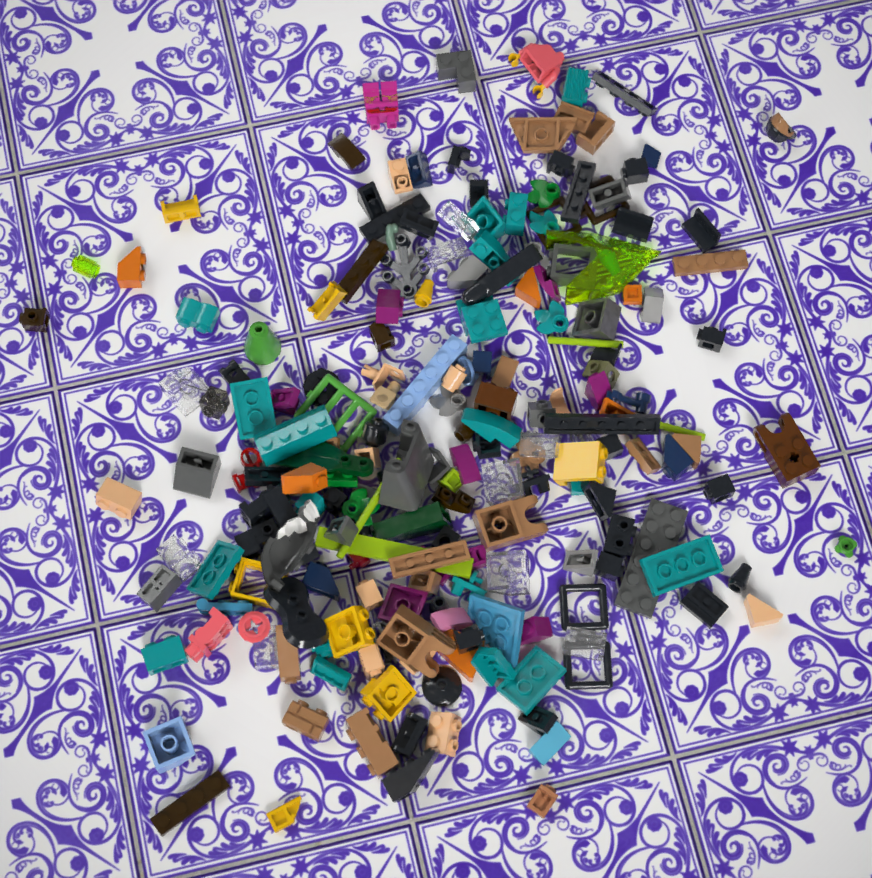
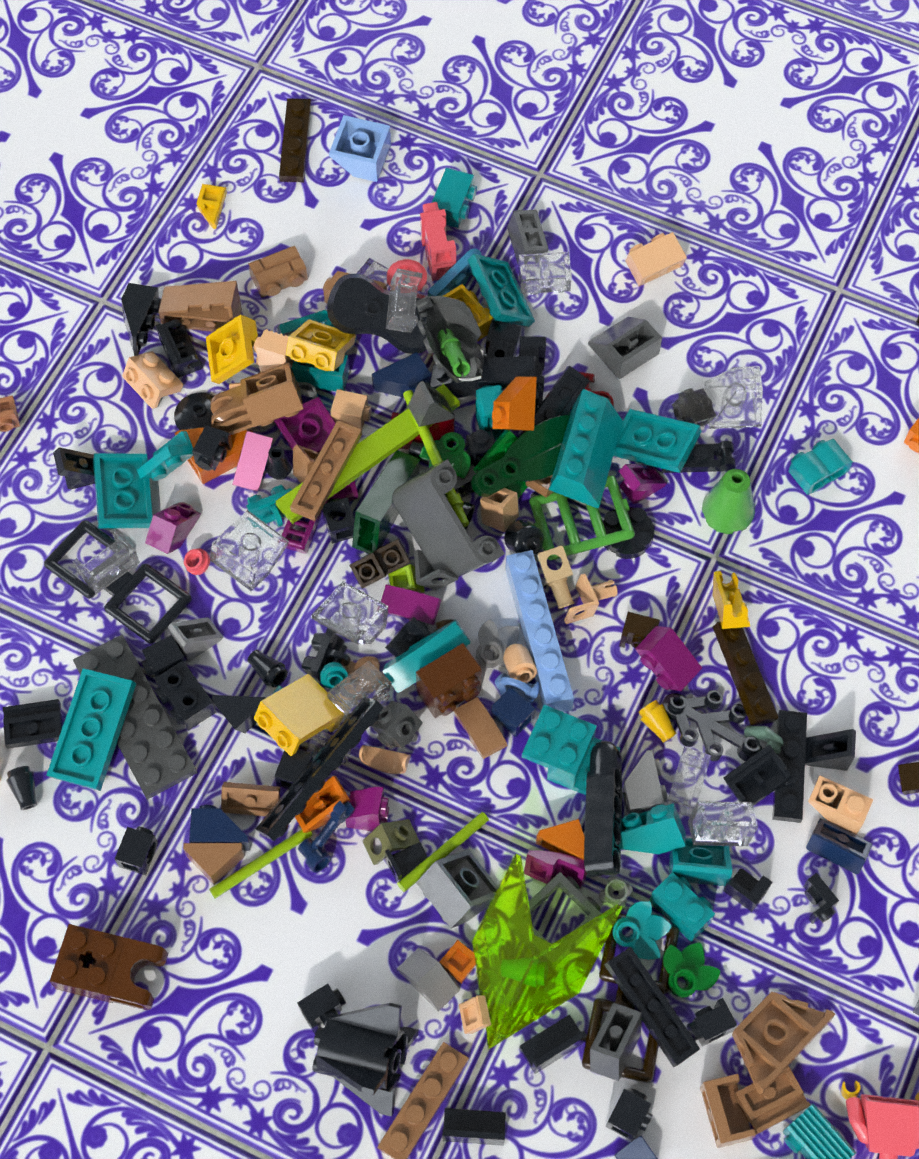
camera: 130 degrees right, 5 degrees down
(287, 596) = (403, 301): none -> clear panel
(295, 544) = (451, 348): none -> bright green pin
(500, 624) = (205, 495): dark azure plate -> none
(513, 523) = (299, 598): medium nougat brick -> none
(541, 600) = (192, 558): none -> coral plate
(542, 465) = (331, 670): none -> teal plate
(549, 743) = (46, 467): medium azure slope -> none
(550, 317) = (509, 836): teal plate -> none
(565, 508) = (269, 670): none -> black cone
(651, 268) = (474, 1014): none -> light nougat tile
(717, 294) = (365, 1052): none -> black brick

